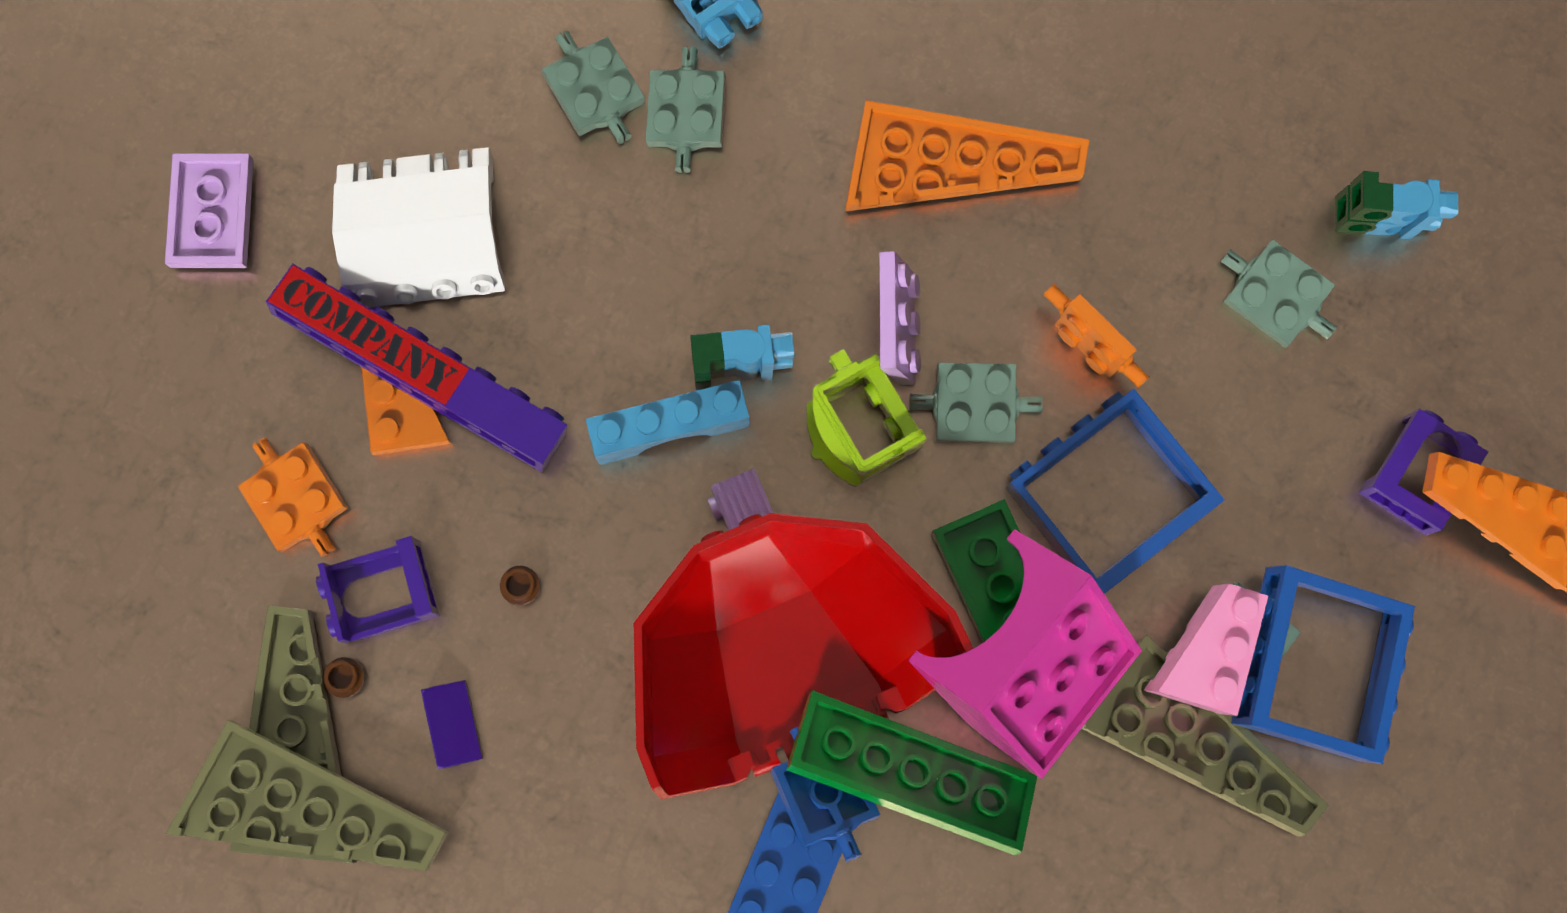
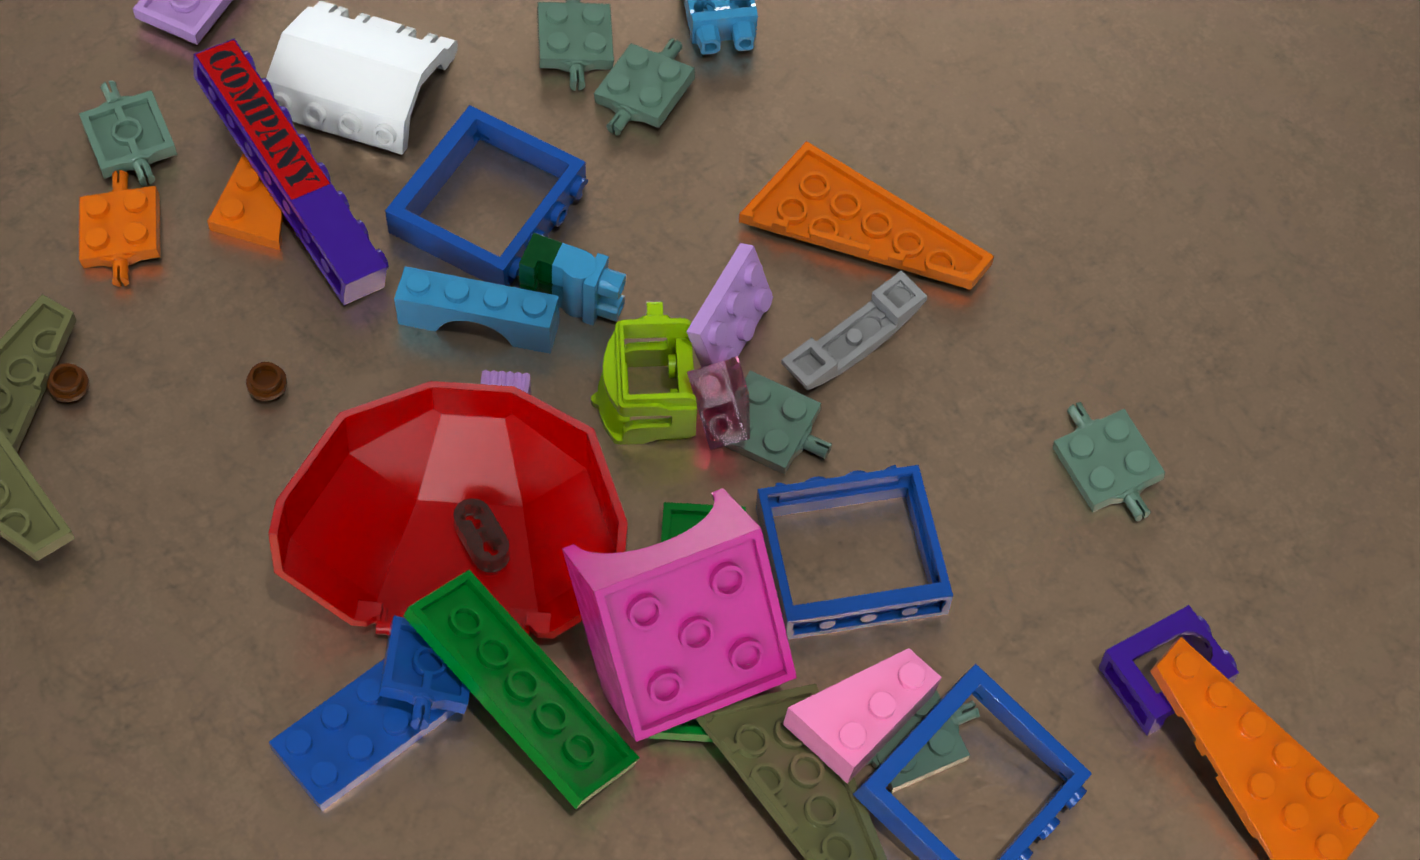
camera: 25 degrees right, 20 degrees down
(241, 397) = (127, 133): none -> sand green plate
(337, 578) = (111, 306): dark purple panel -> none
(451, 724) = (134, 463): dark purple slope -> none
(544, 359) = (405, 210): none -> blue window
(801, 634) = (489, 531): none -> clear smoke beam
(937, 411) = (722, 401): none -> clear pink slope
(1008, 277) = (857, 335): none -> light grey slope
(1089, 331) = (905, 408): orange plate -> none
(1392, 208) = (1255, 428): hips -> none

